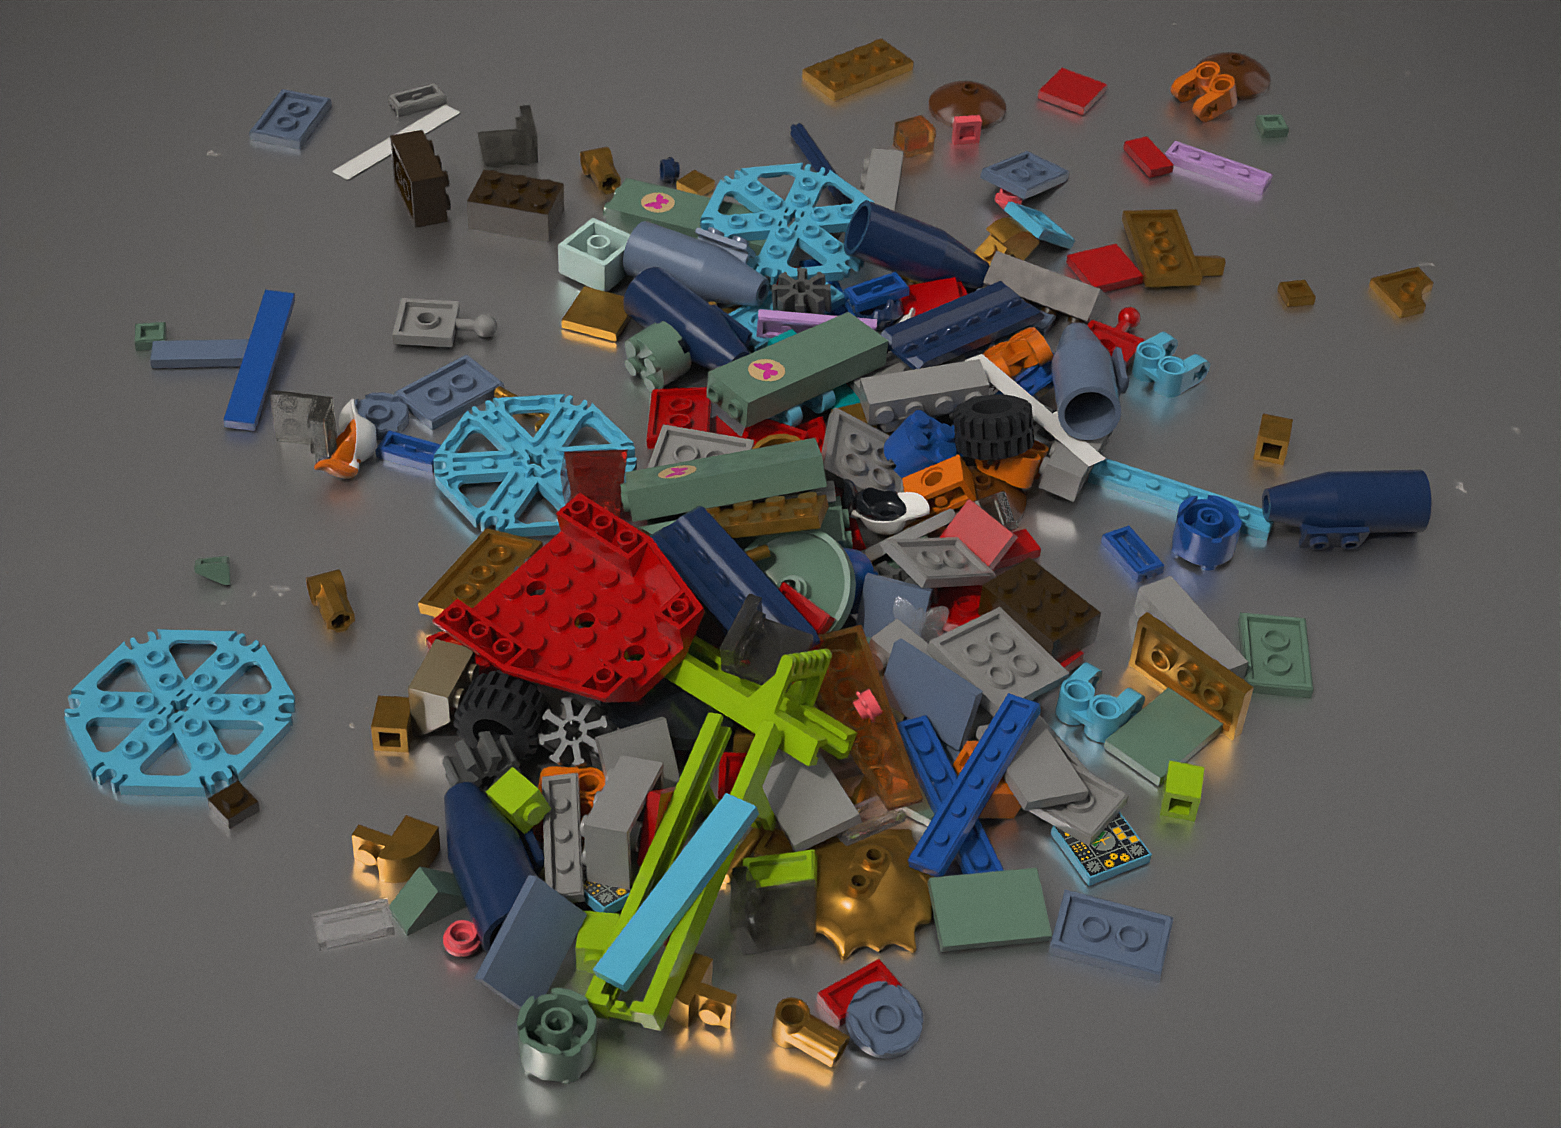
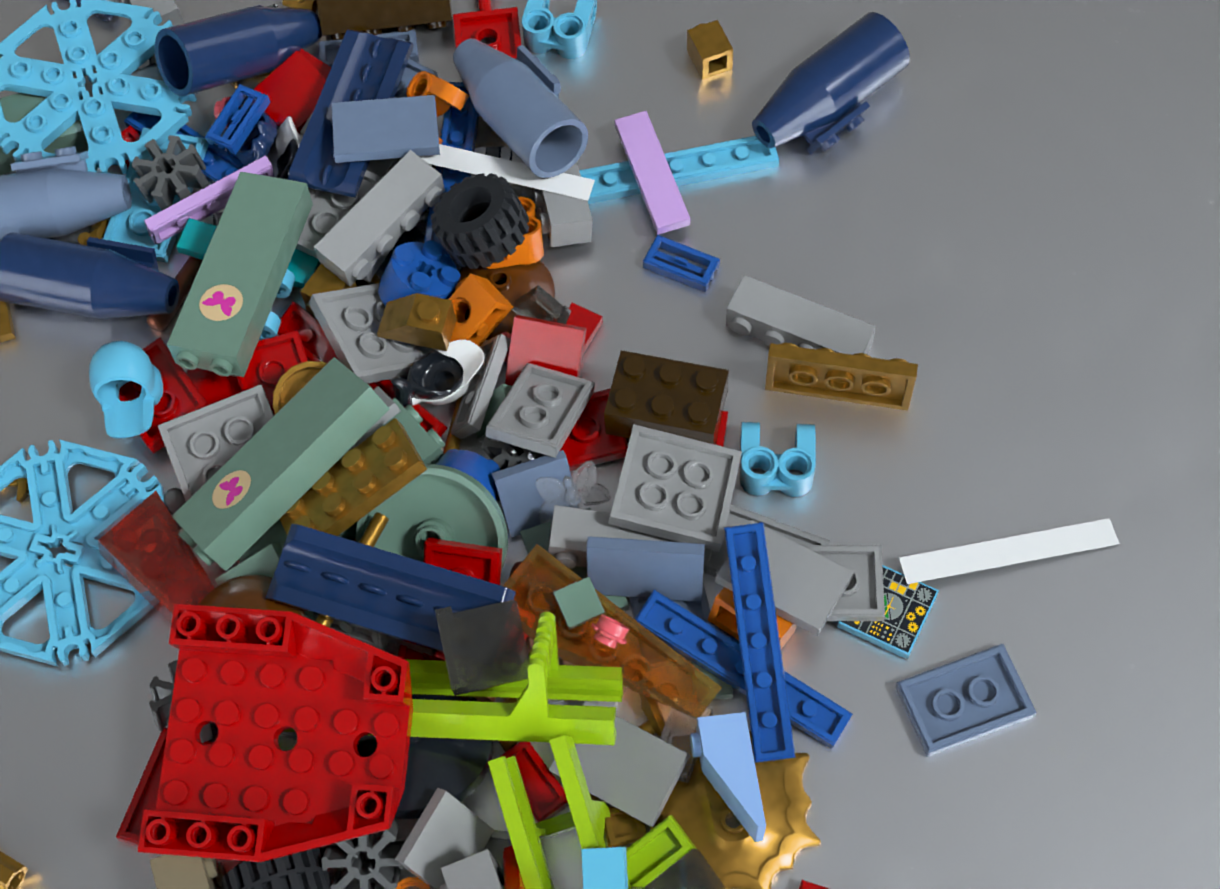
camera: 30 degrees left, 20 degrees up
(479, 570) = (115, 729): pearl gold plate -> none
(656, 356) = (76, 335): sand green brick -> none
(661, 379) = (111, 369): none -> medium azure piece
(859, 675) = (578, 603): none -> sand green tile
(886, 837) = (730, 767): none -> light blue slope
(899, 464) = (419, 321): none -> pearl gold slope
(973, 340) = (385, 128): none -> sand blue tile
(989, 909) = (854, 755): sand green tile -> none
(1157, 485) = (652, 172): none -> lavender tile
(1163, 732) = (853, 451): sand green tile -> none
(1182, 791) = (915, 502): lime brick -> none
(1206, 531) = (733, 198): blue brick -> none
(1234, 867) = (1008, 551): none -> white sticker
(1276, 654) = (878, 291): sand green tile -> none

